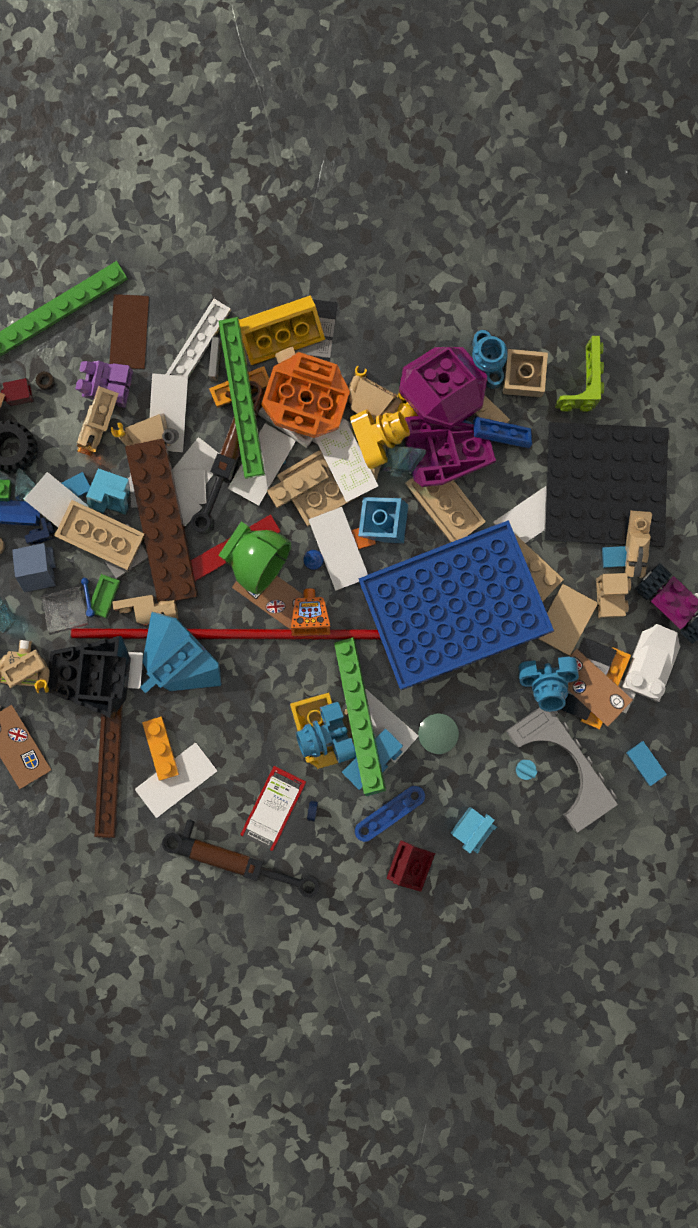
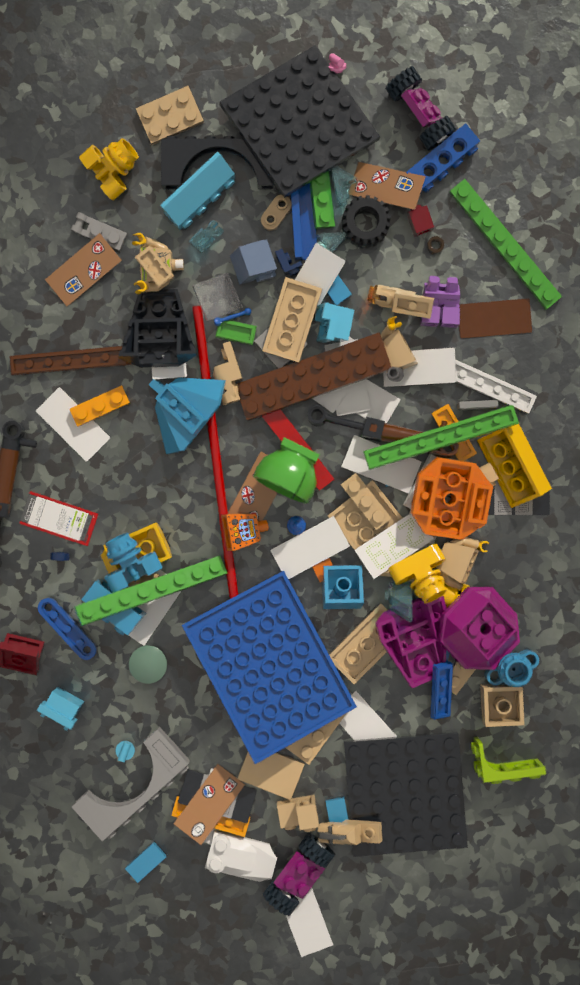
camera: 80 degrees right, 5 degrees up
(549, 684) = (208, 764): dark azure beam -> none

